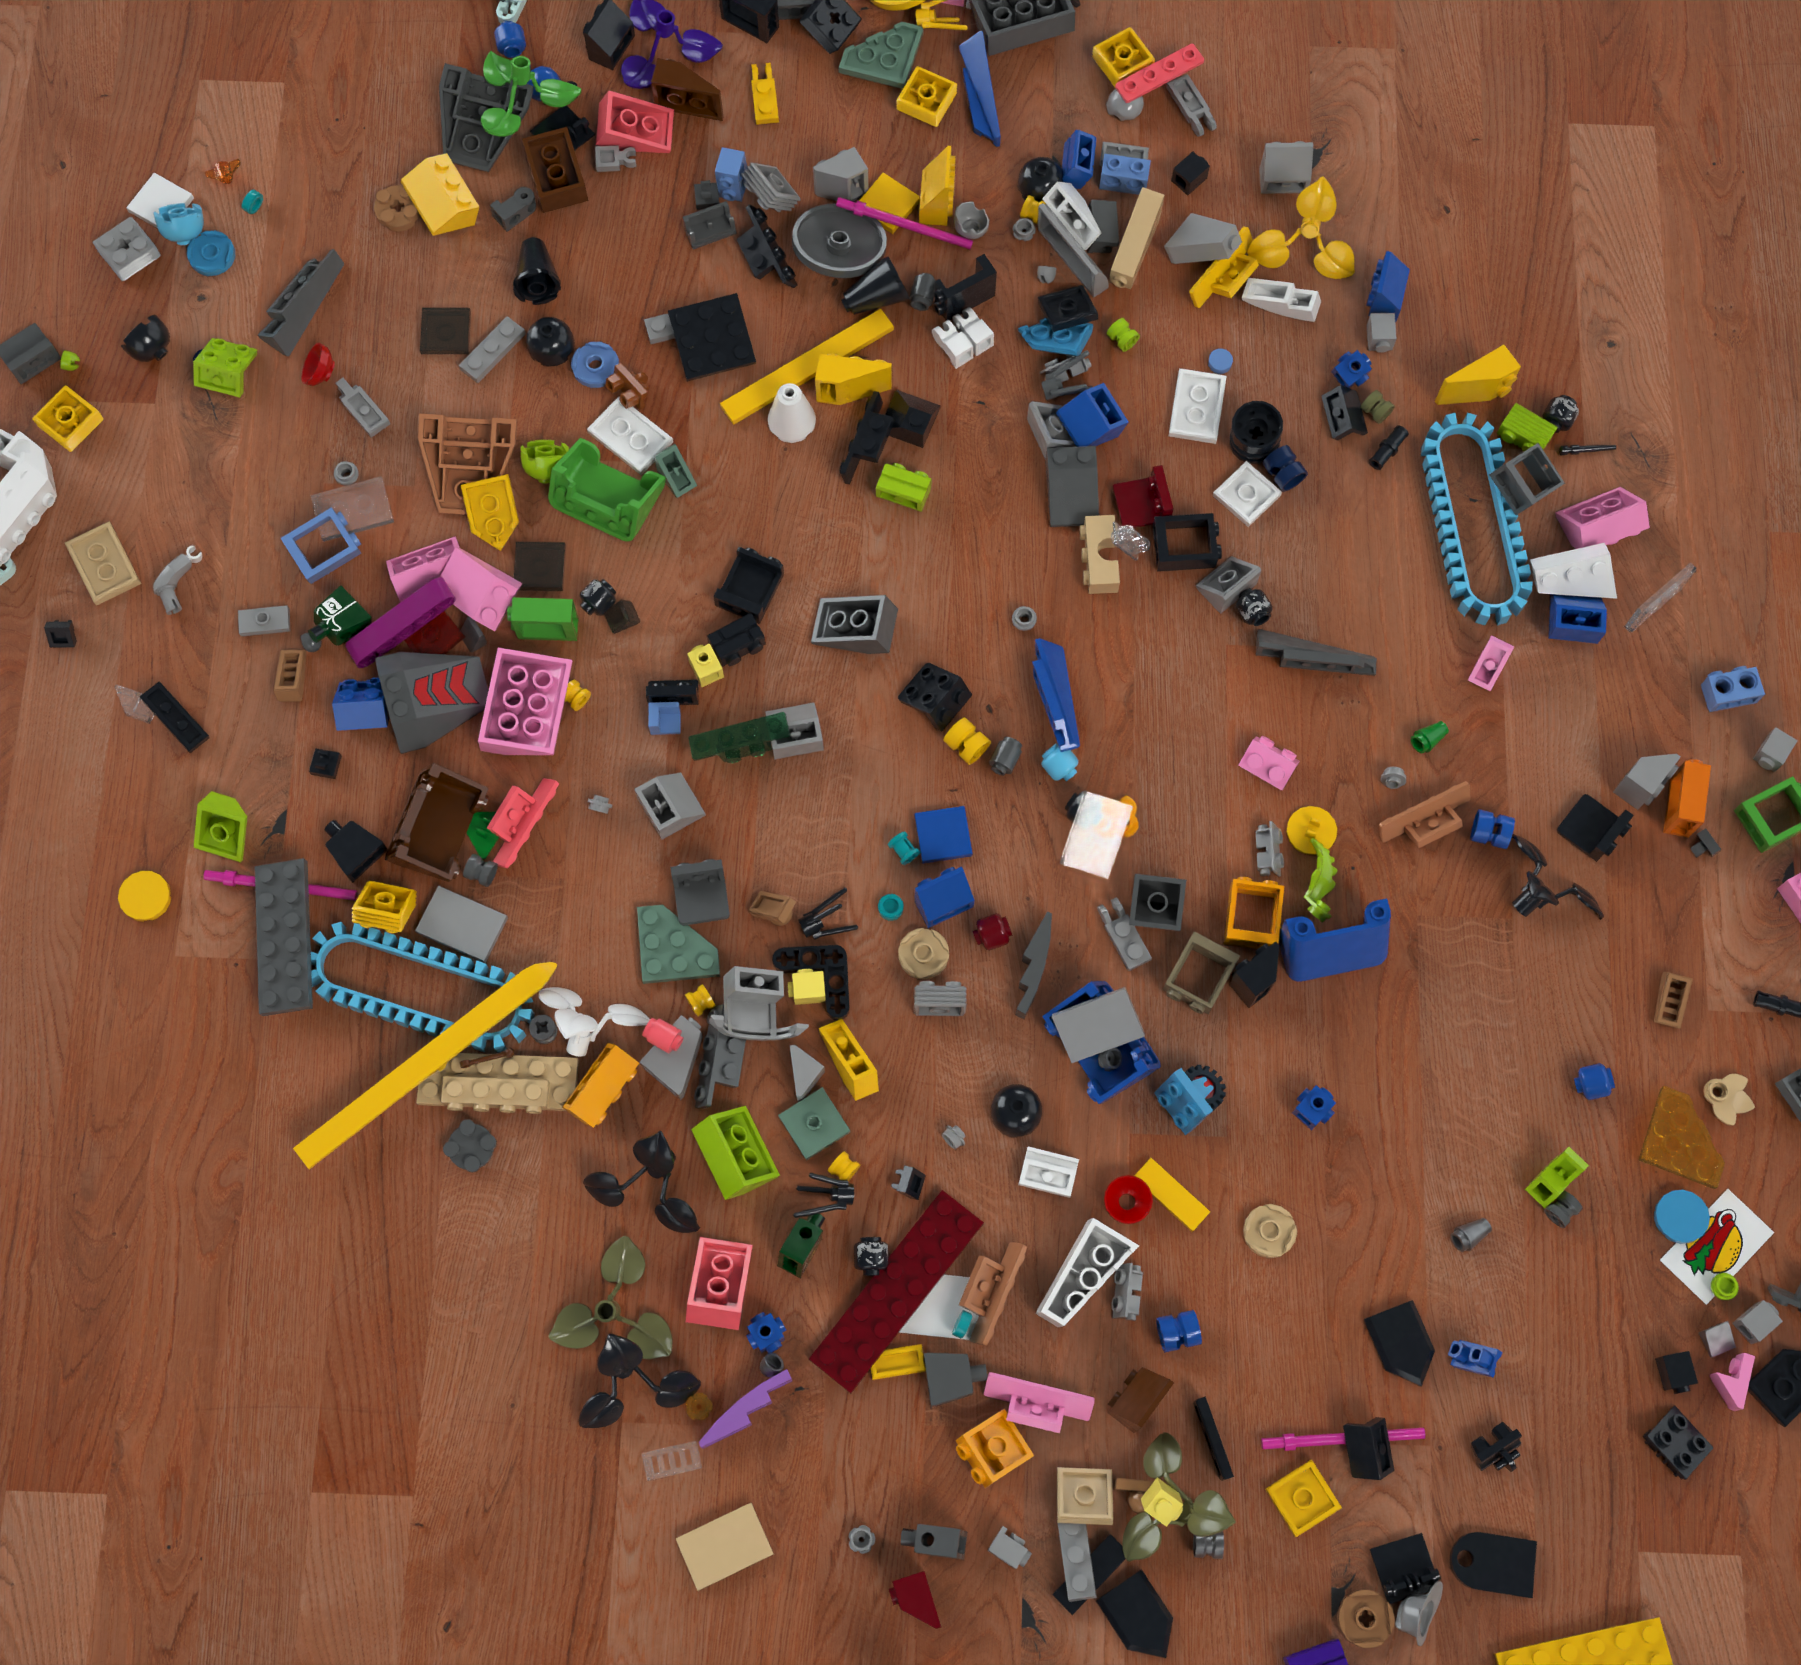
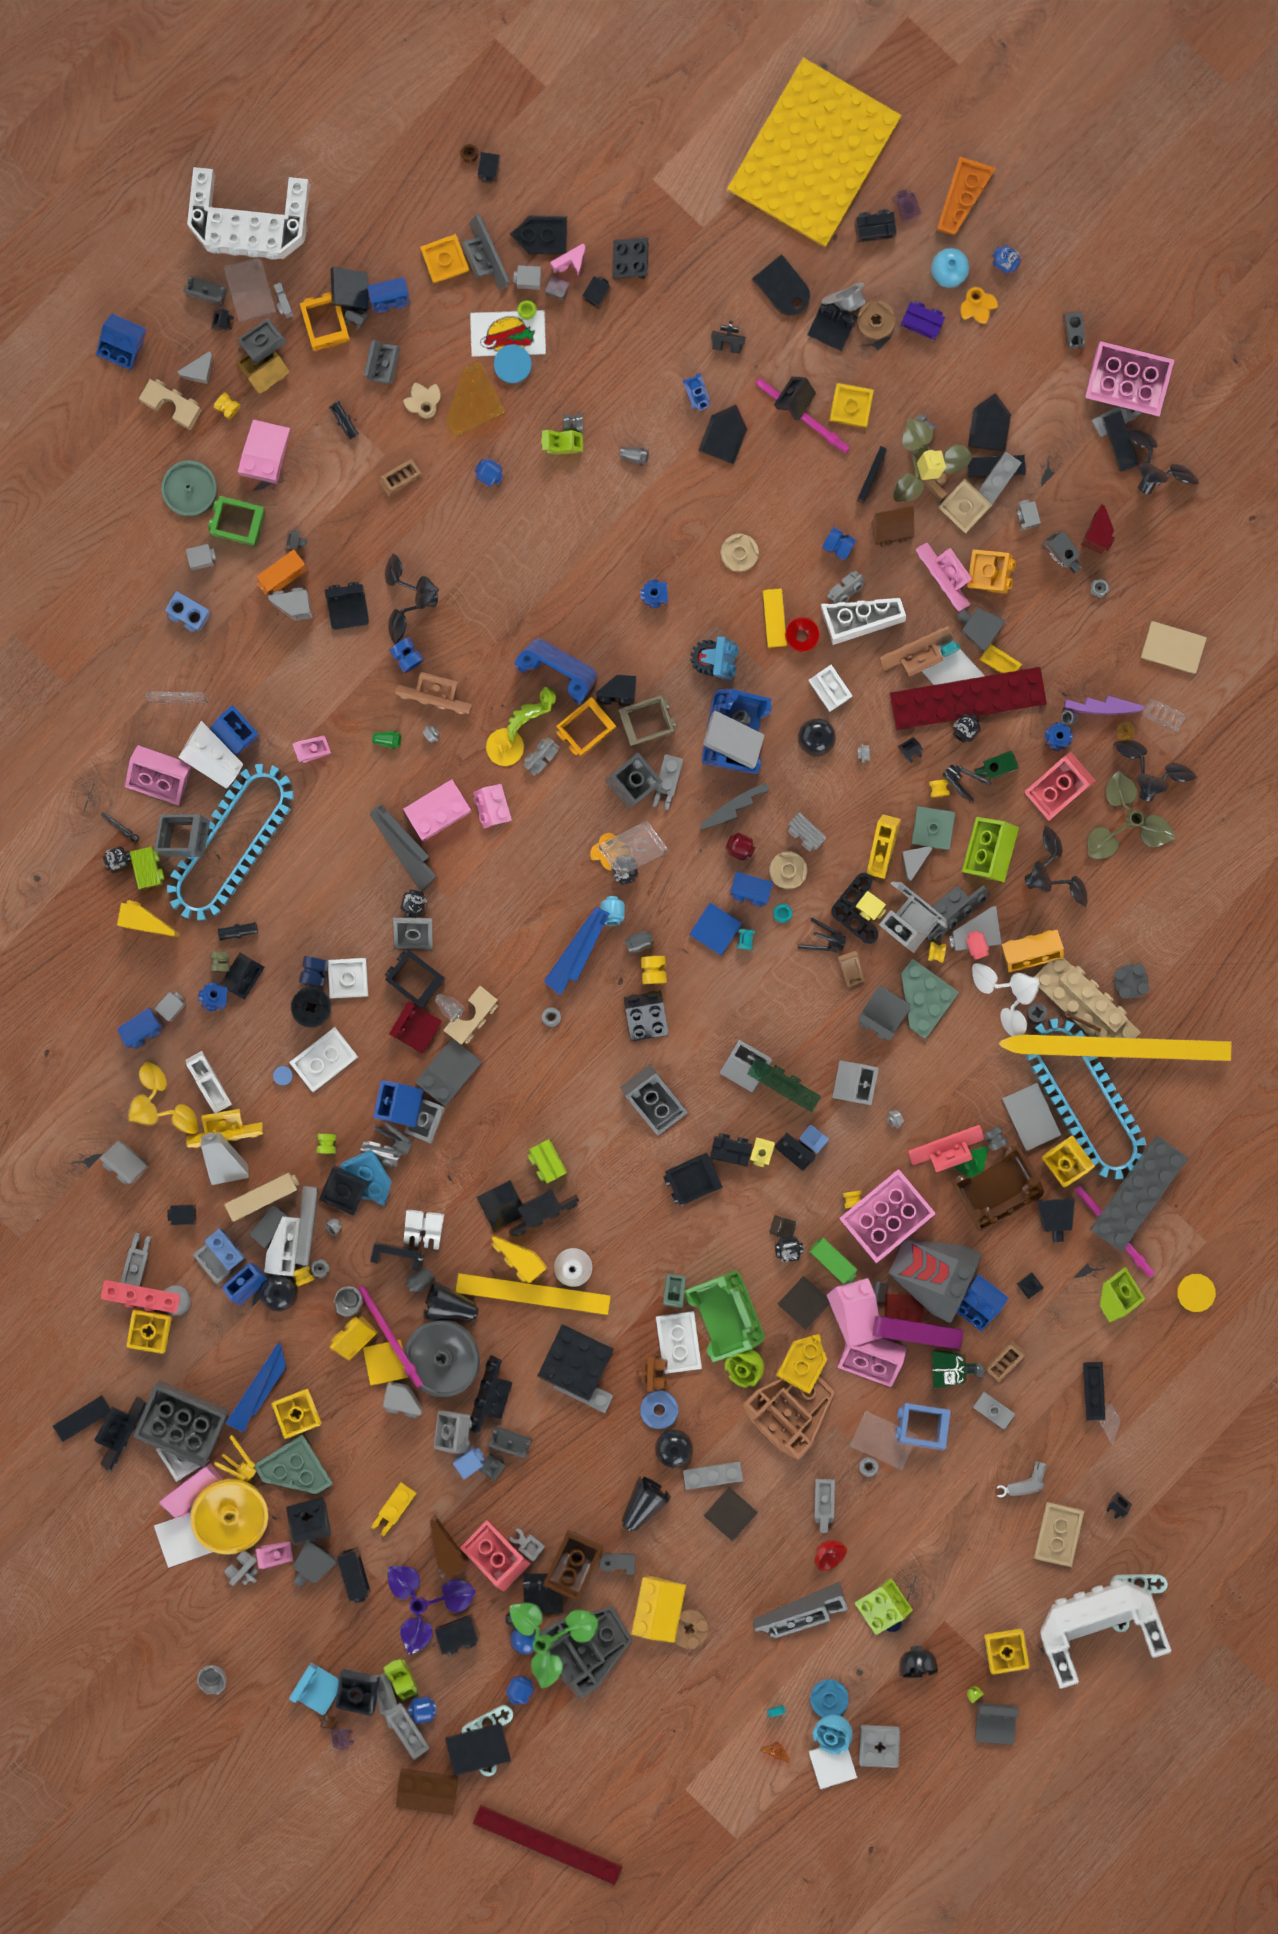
camera: 140 degrees left, 15 degrees up
(1316, 711) = (437, 810): none -> bright pink slope

